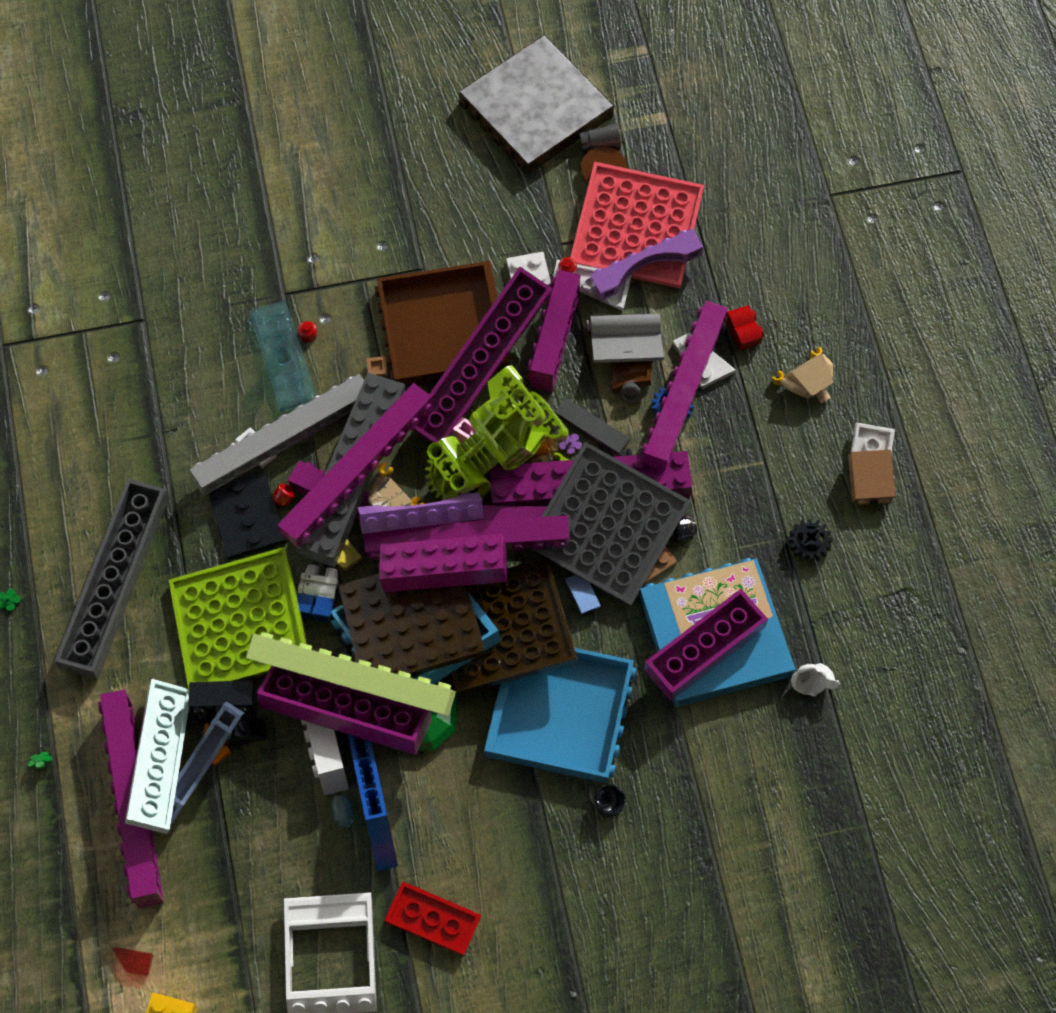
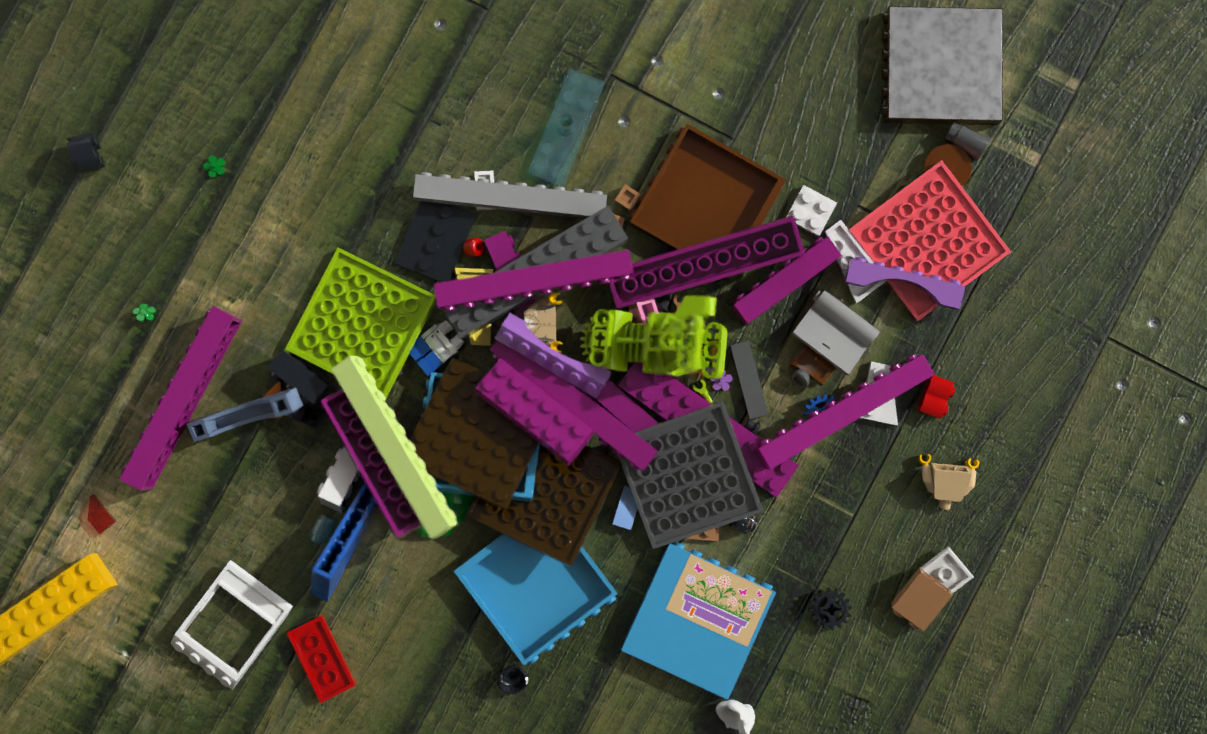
camera: 40 degrees right, 20 degrees up
(112, 579) = (297, 214): dark grey brick -> none
(158, 757) = (218, 387): light aqua plate -> none
(307, 331) = (600, 122): red piece -> none
(567, 264) = (842, 234): red piece -> none
(705, 644) = (676, 631): magenta brick -> none

